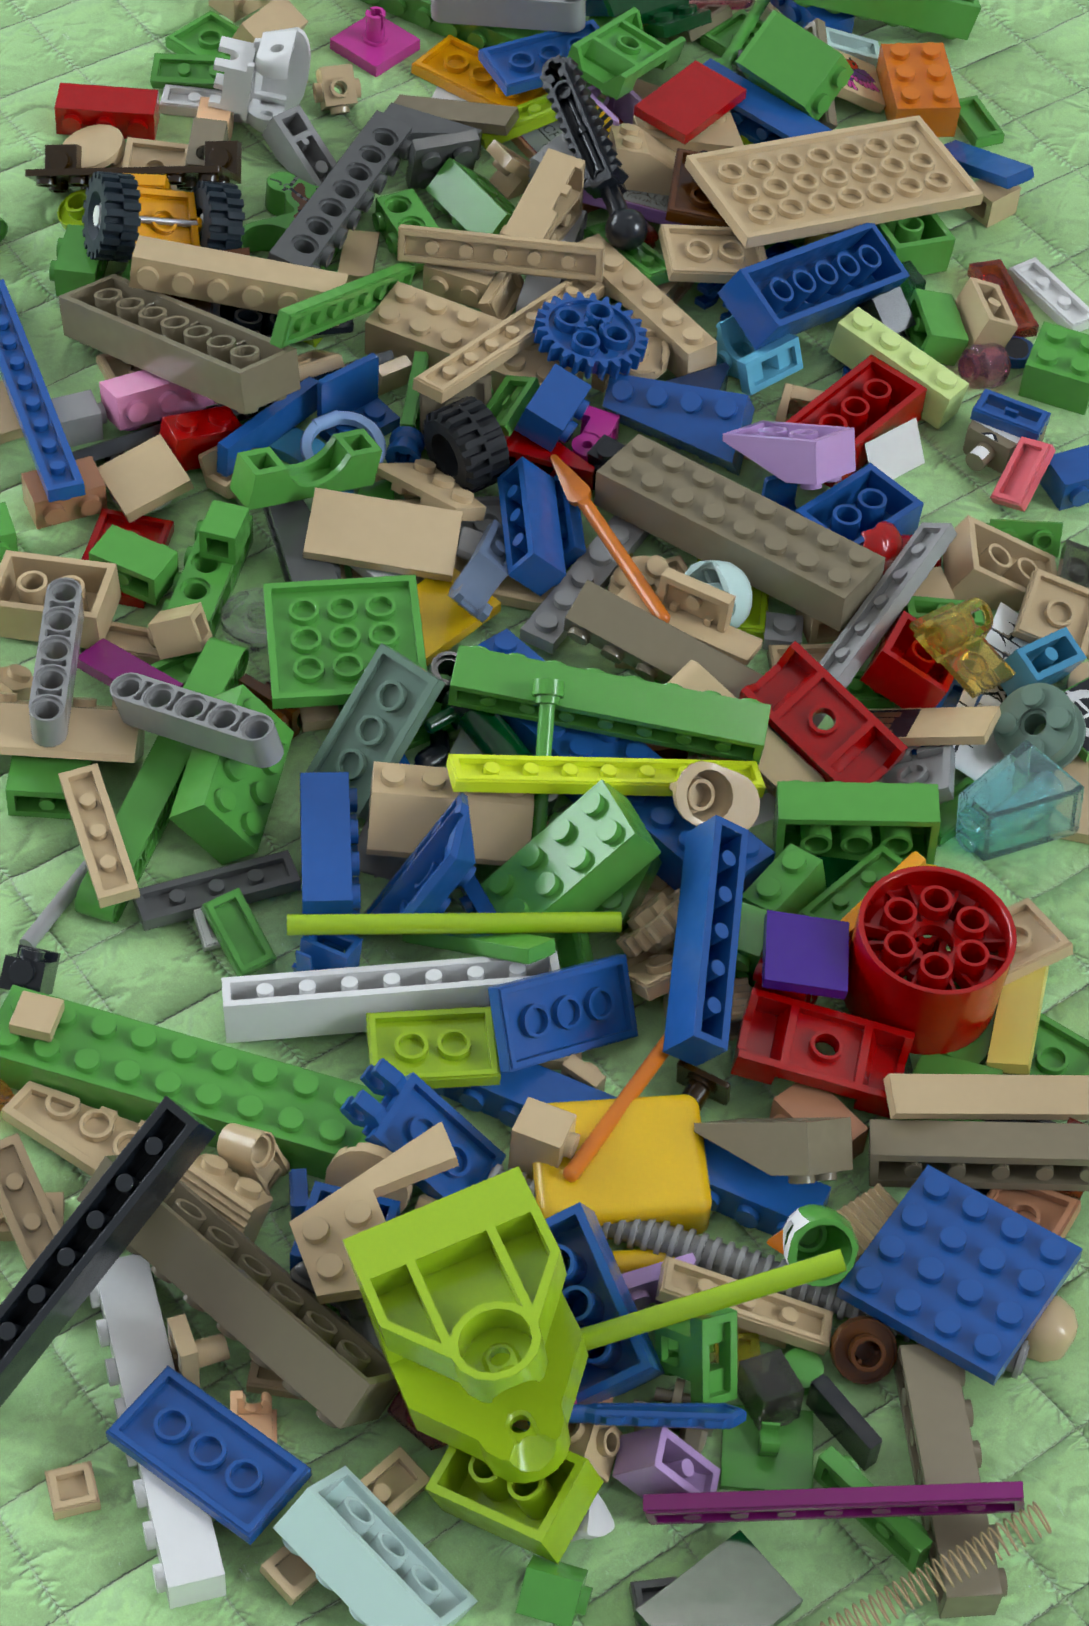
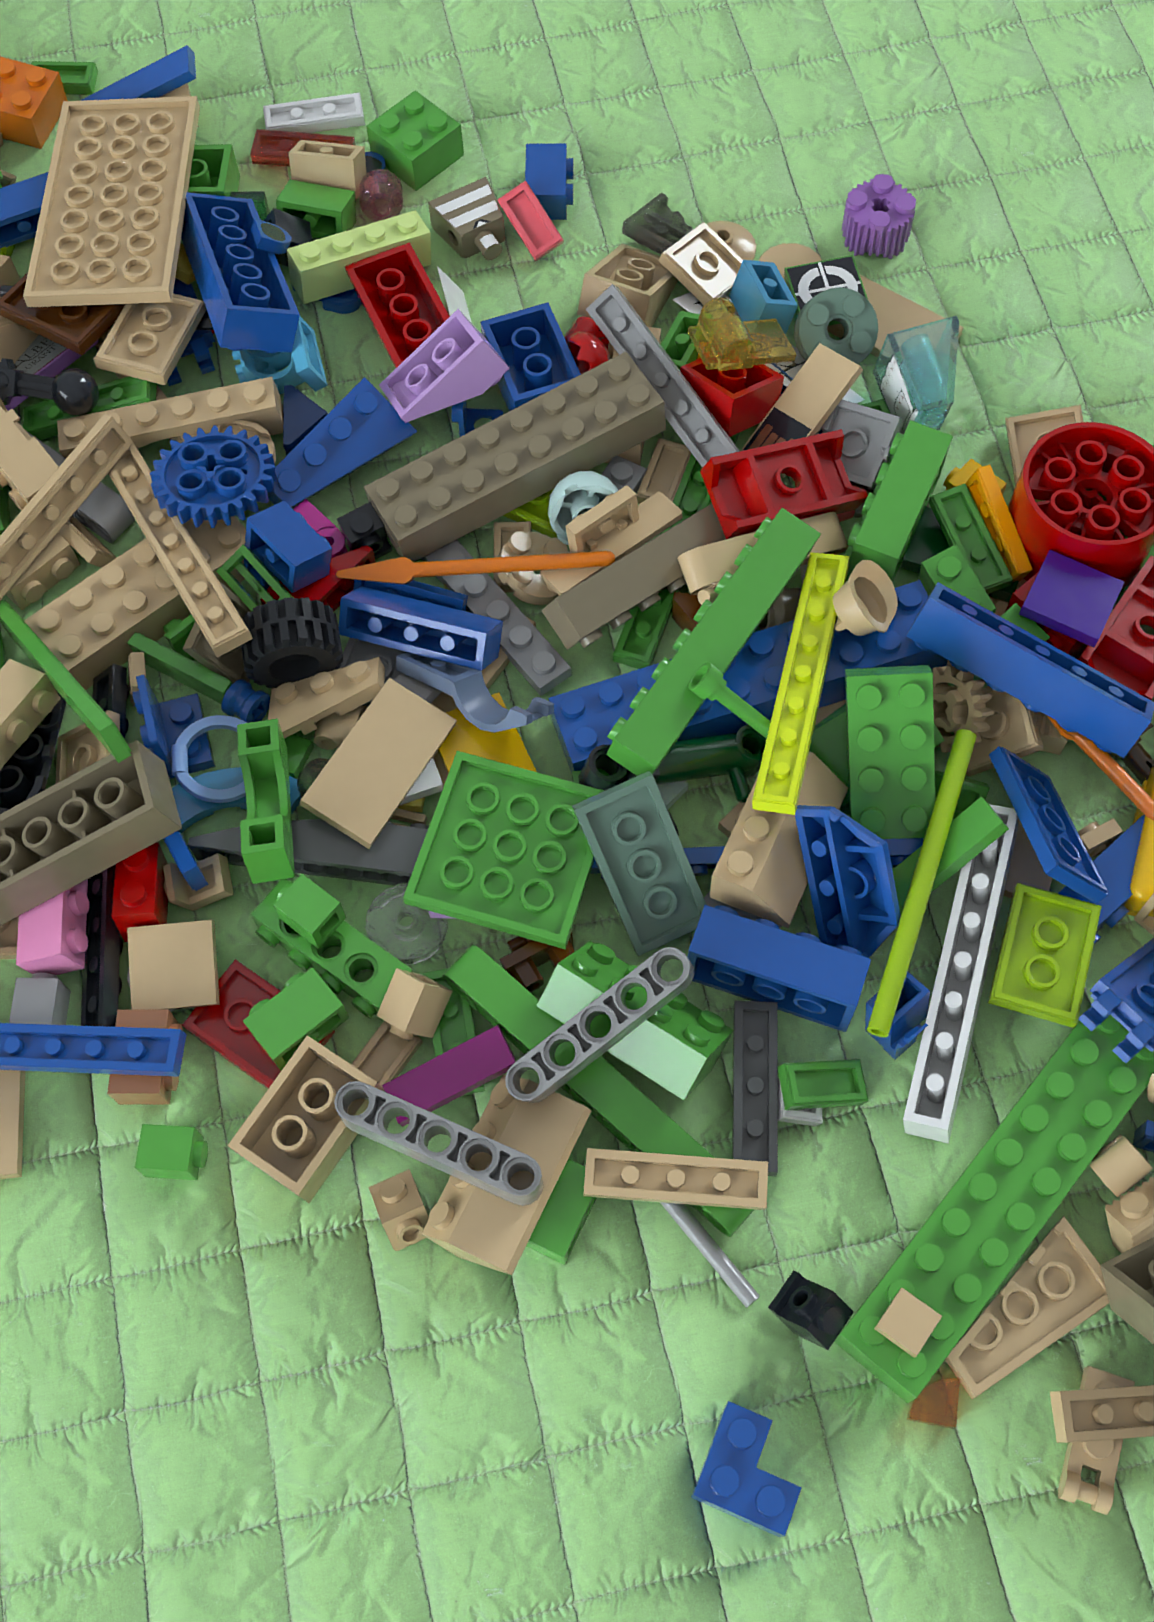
camera: 60 degrees left, 15 degrees up
(794, 399) = (349, 353): tan tile -> none
(860, 290) = (270, 237): none -> blue tile
(1010, 415) = (472, 200): blue tile -> none
(1040, 534) = (597, 244): bright green hinge -> none

